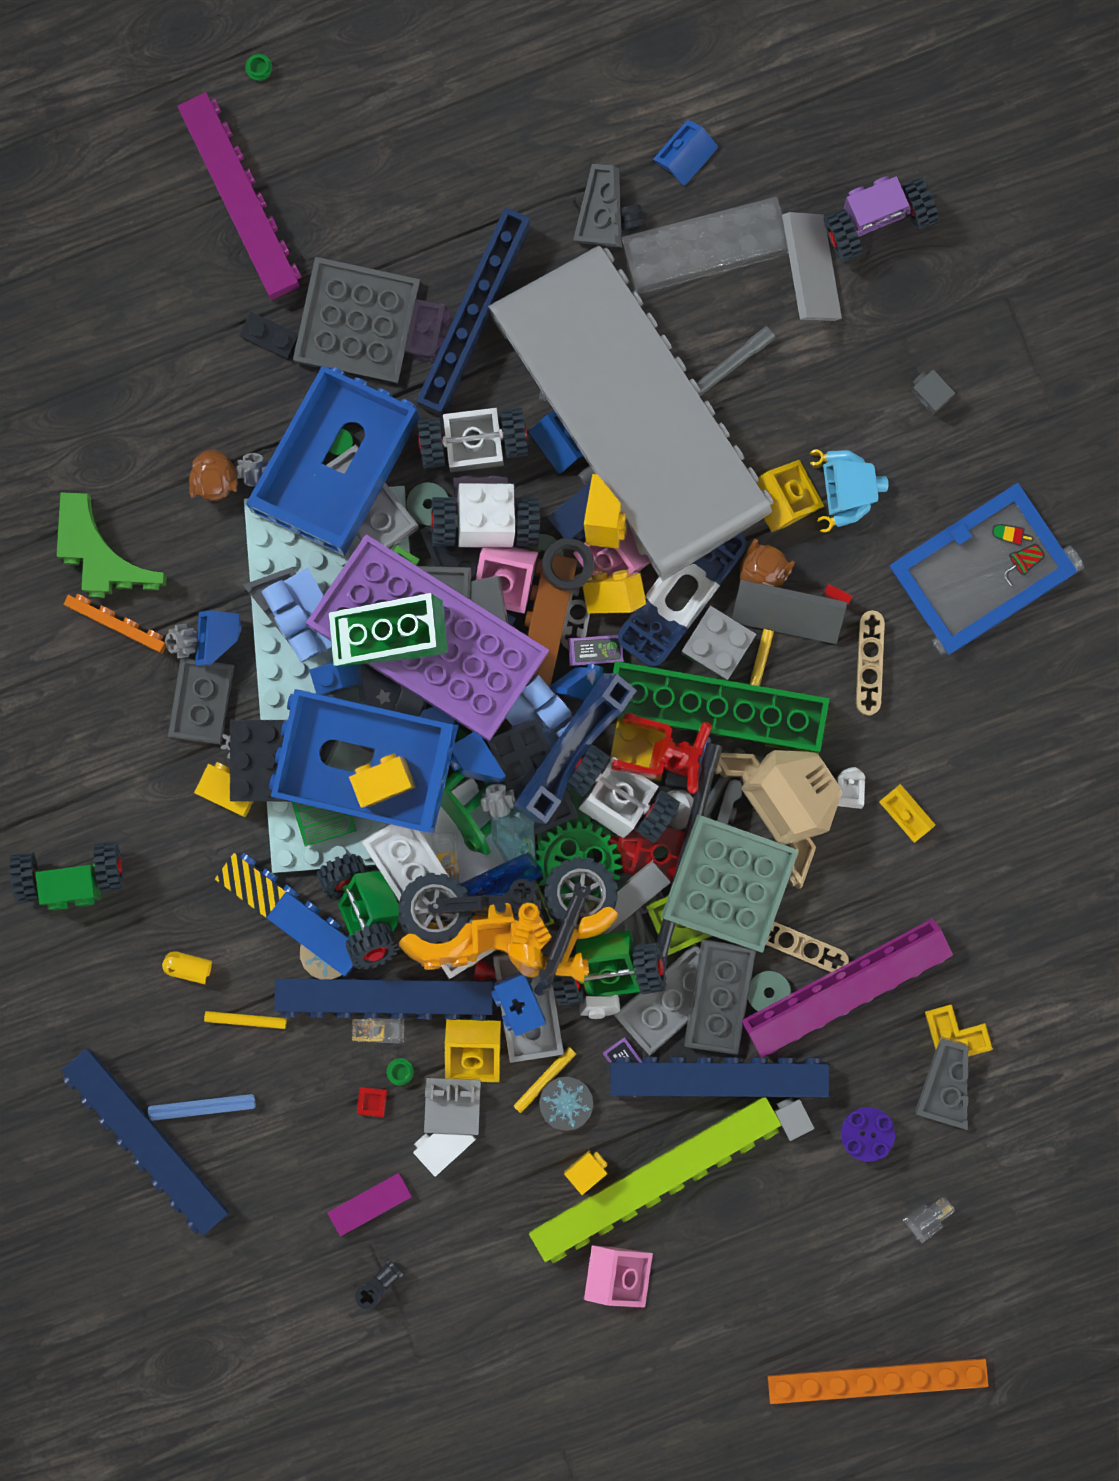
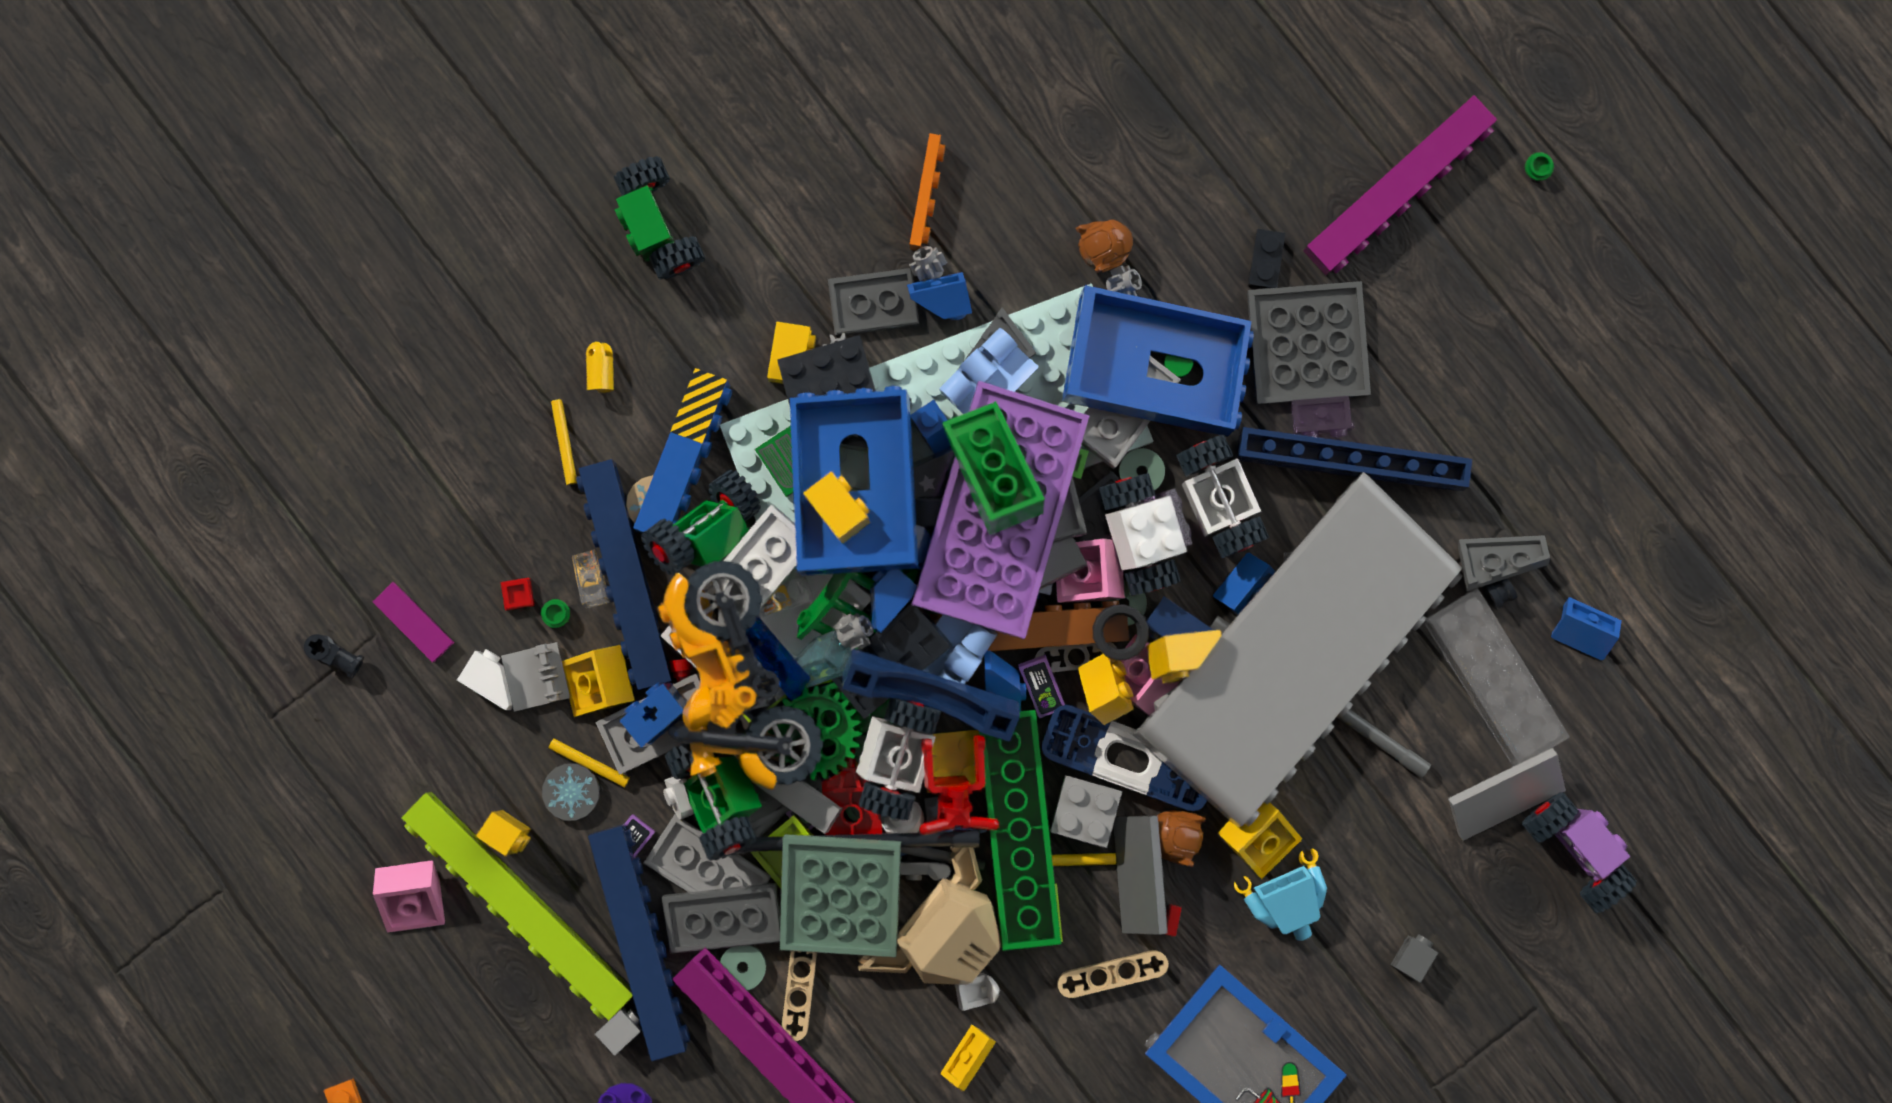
camera: 70 degrees right, 0 degrees up
(102, 568) = (1000, 134): bright green arch -> none
(145, 1141) = (412, 378): dark blue brick -> none
(201, 1107) = (463, 424): medium blue axle -> none

